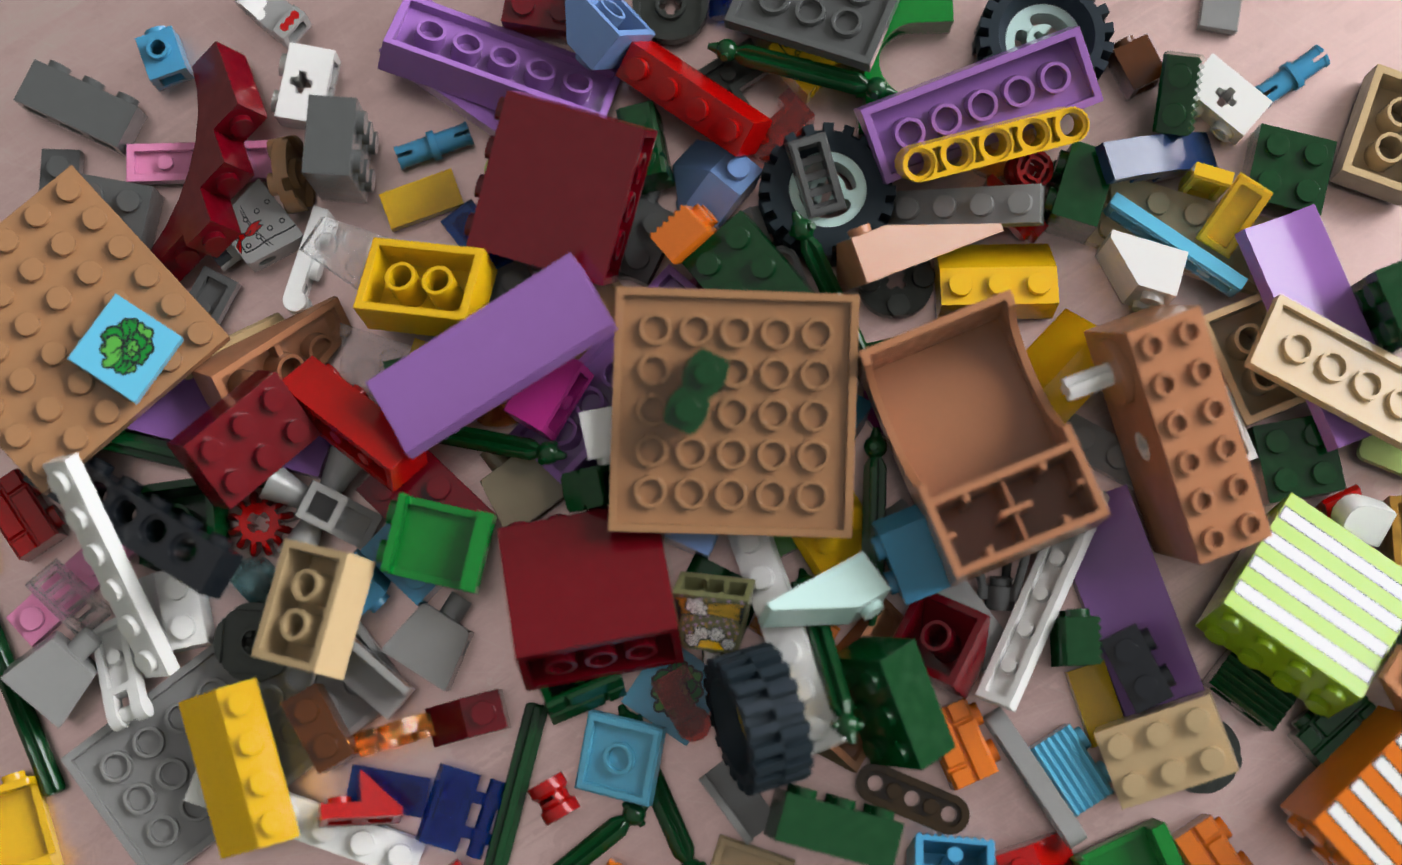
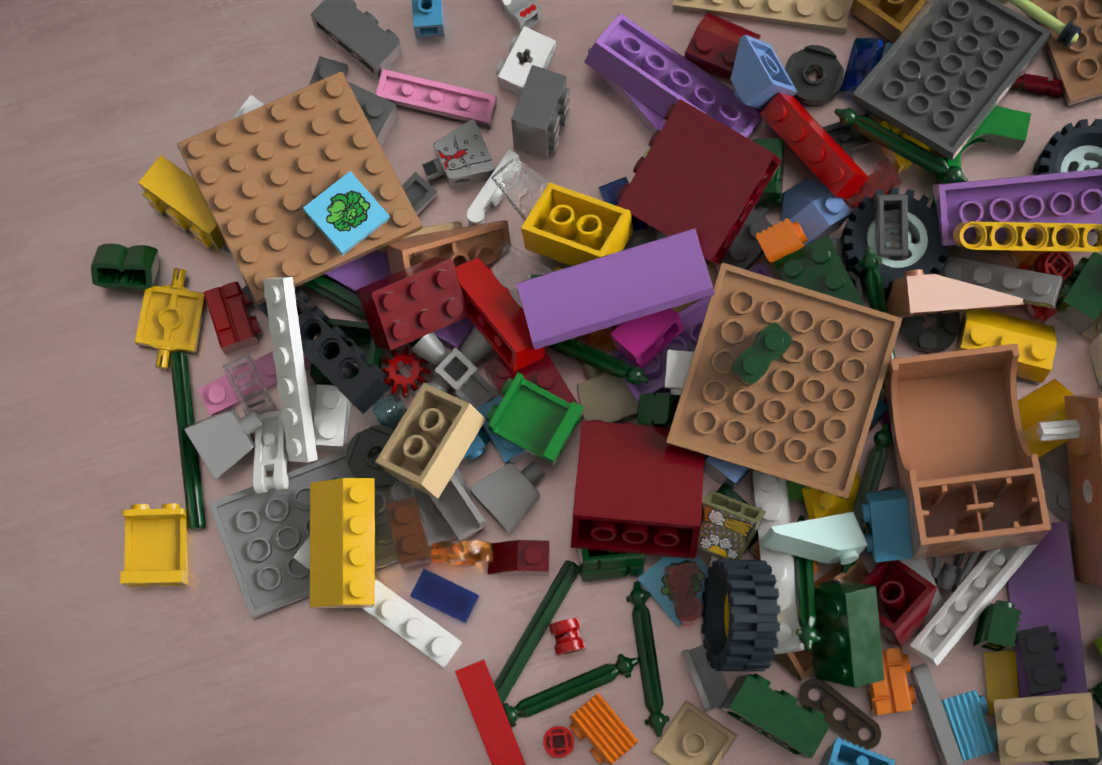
camera: 20 degrees right, 5 degrees down
(219, 163) = (449, 102): dark red arch -> none
(286, 174) = (497, 123): medium nougat plate -> none
(372, 808) = (430, 602): red slope -> none
(421, 200) = (588, 168): yellow tile -> none
(433, 145) = (608, 130): dark azure pin -> none
(449, 807) = (487, 620): clear blue plate -> none
(620, 757) = (626, 620): medium azure tile -> none

